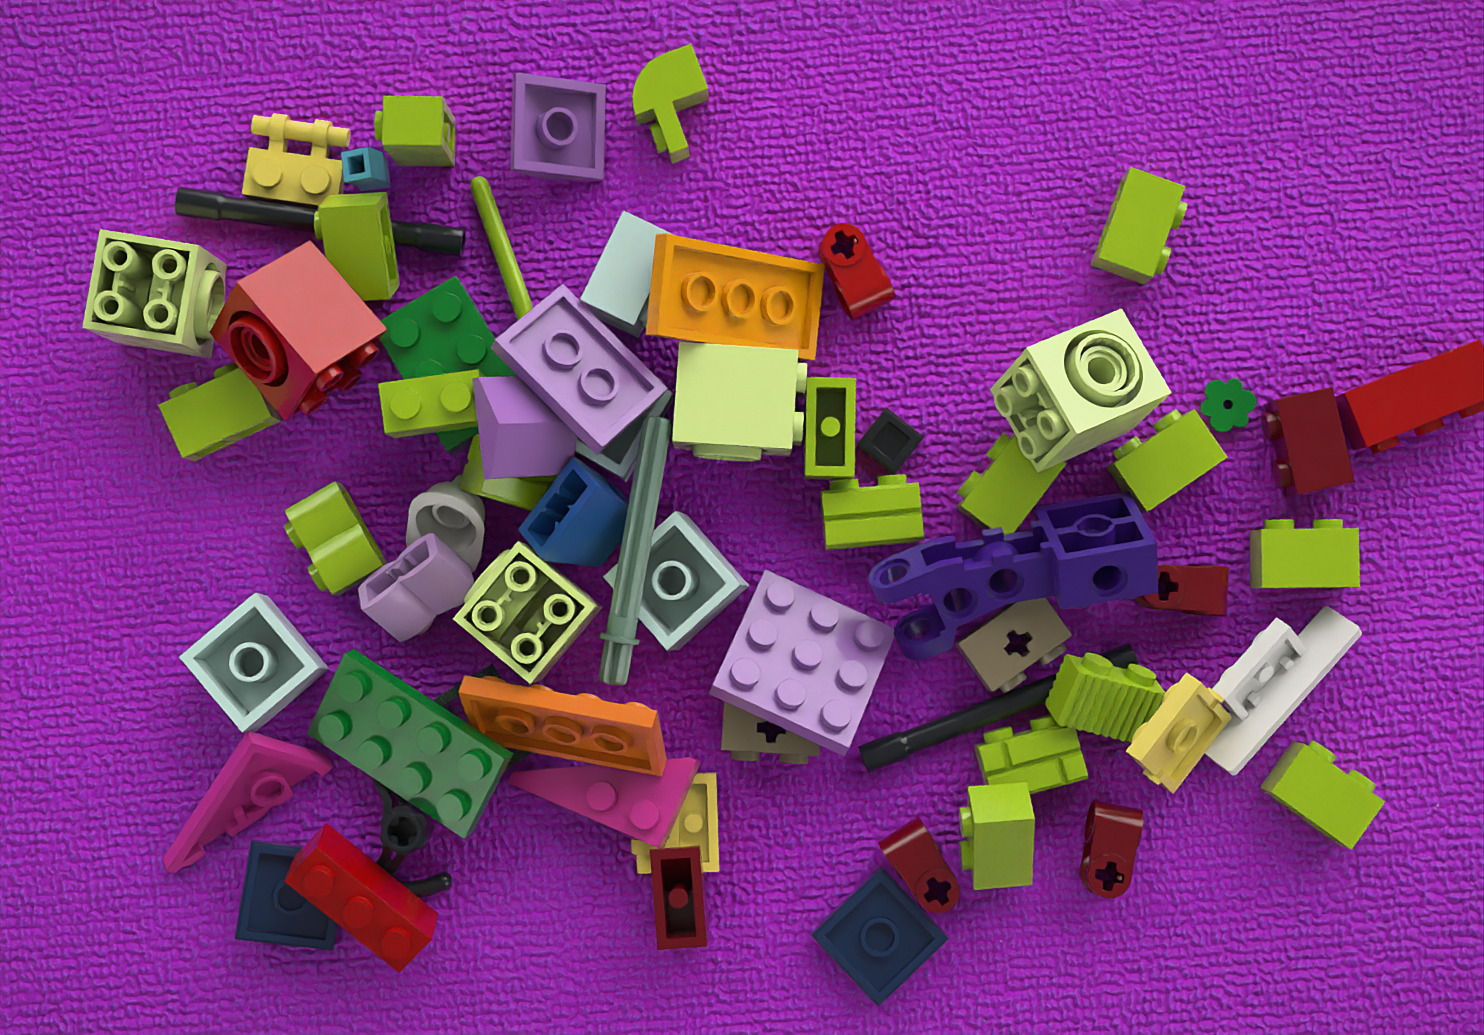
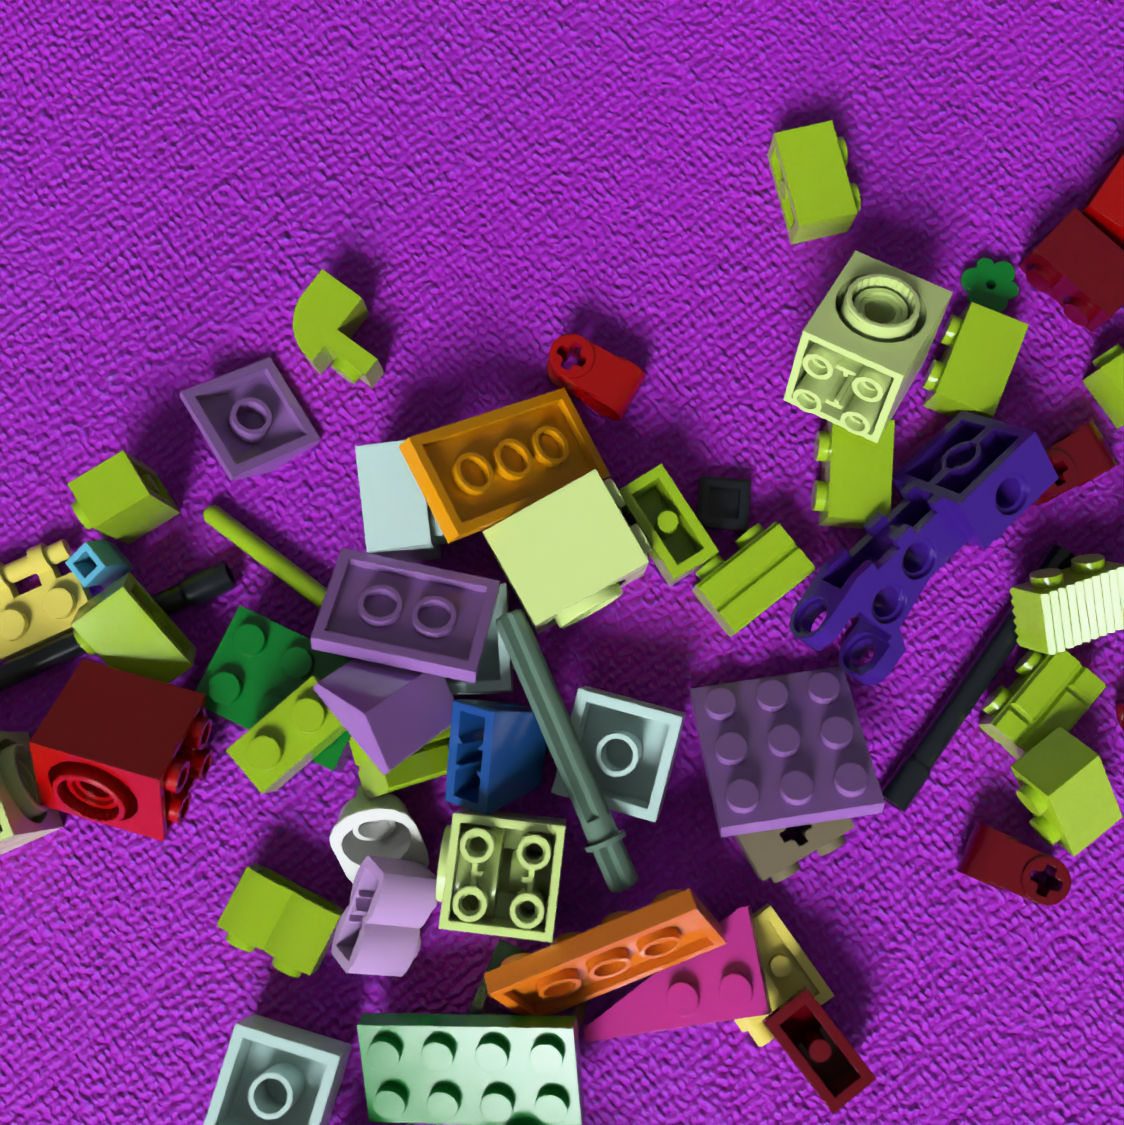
camera: 30 degrees left, 5 degrees down
(216, 413) = (96, 876): lime brick -> none
(879, 936) = (1016, 957): dark blue plate -> none
(985, 643) = (930, 624): dark tan brick -> none

